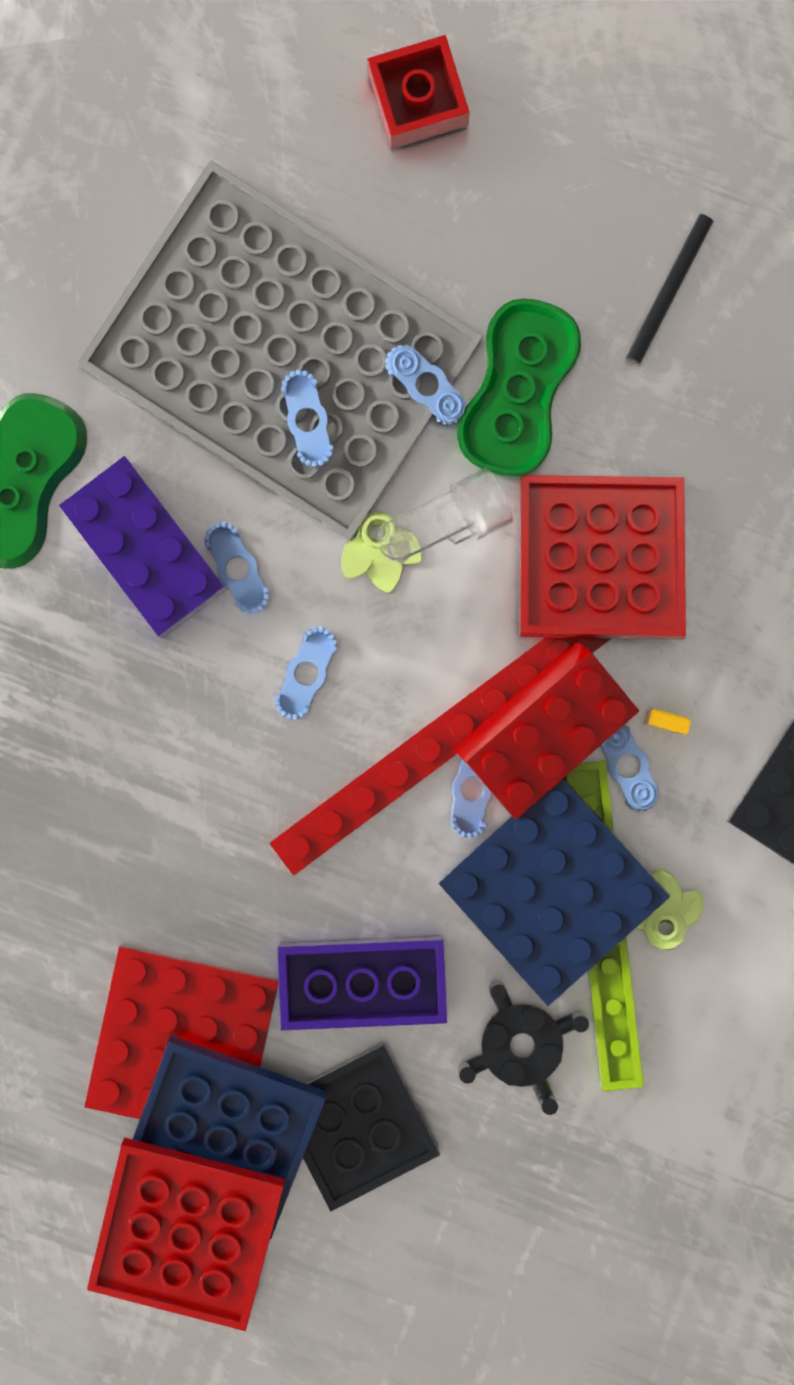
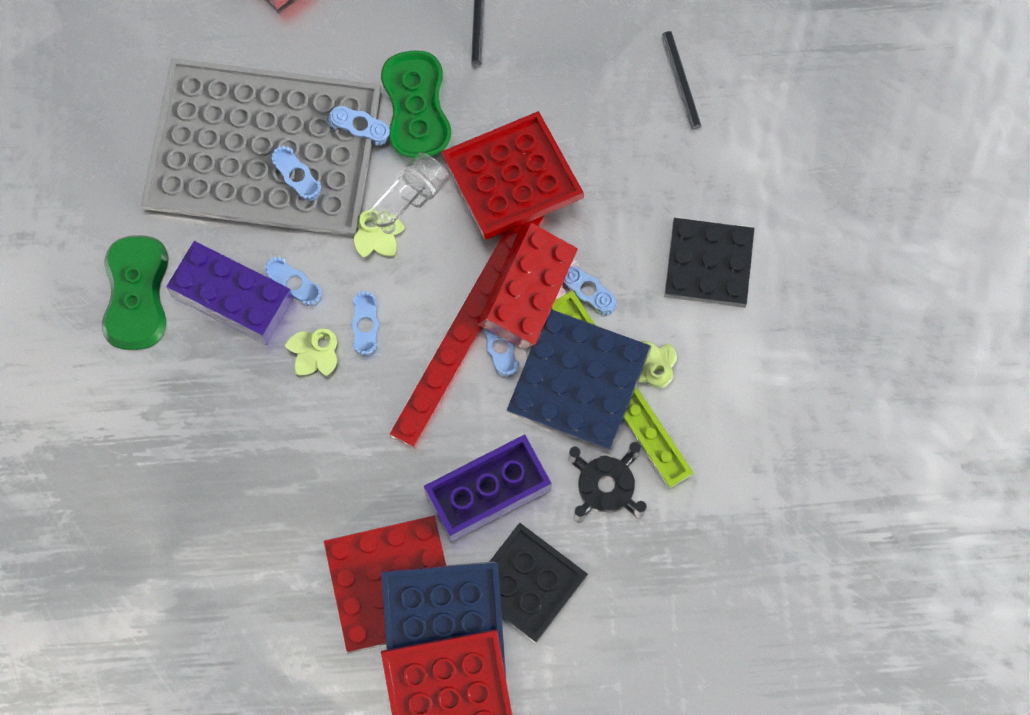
camera: 25 degrees left, 15 degrees down
(215, 682) = (310, 354): none -> yellowish green plate
(667, 721) = (598, 252): yellow tile -> none

